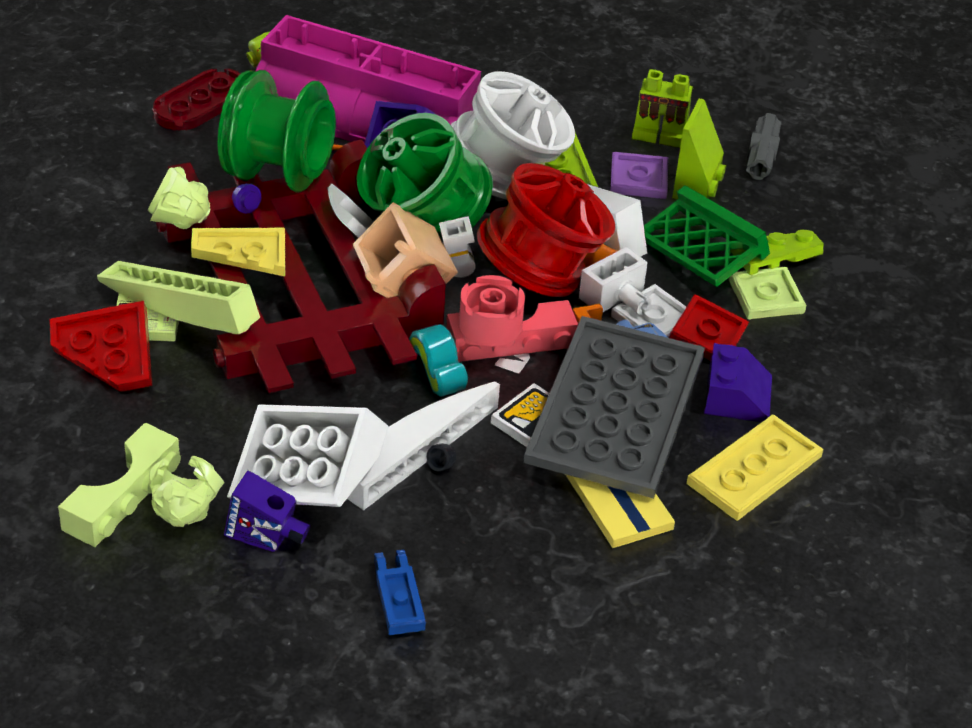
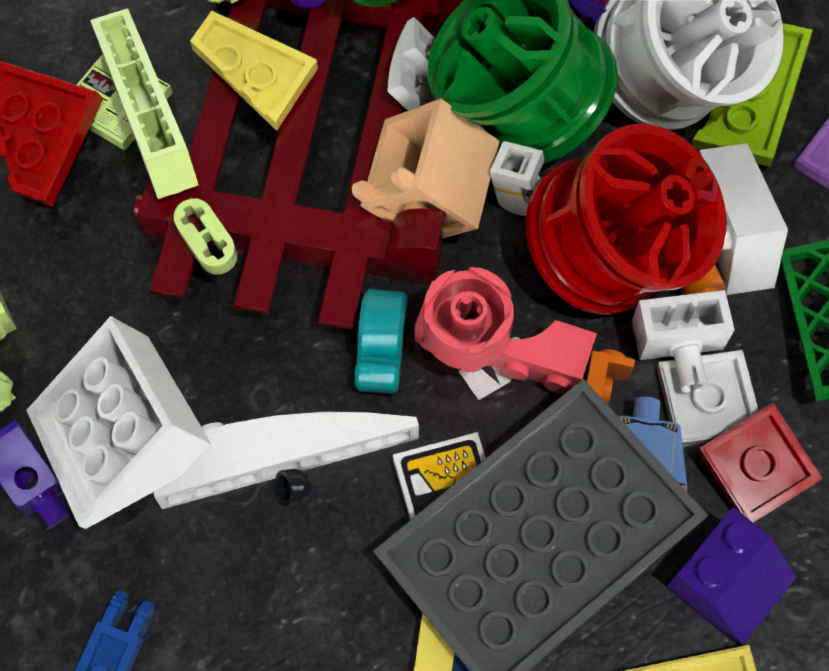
camera: 35 degrees right, 25 degrees up
(285, 343) = (212, 231): none -> yellowish green beam

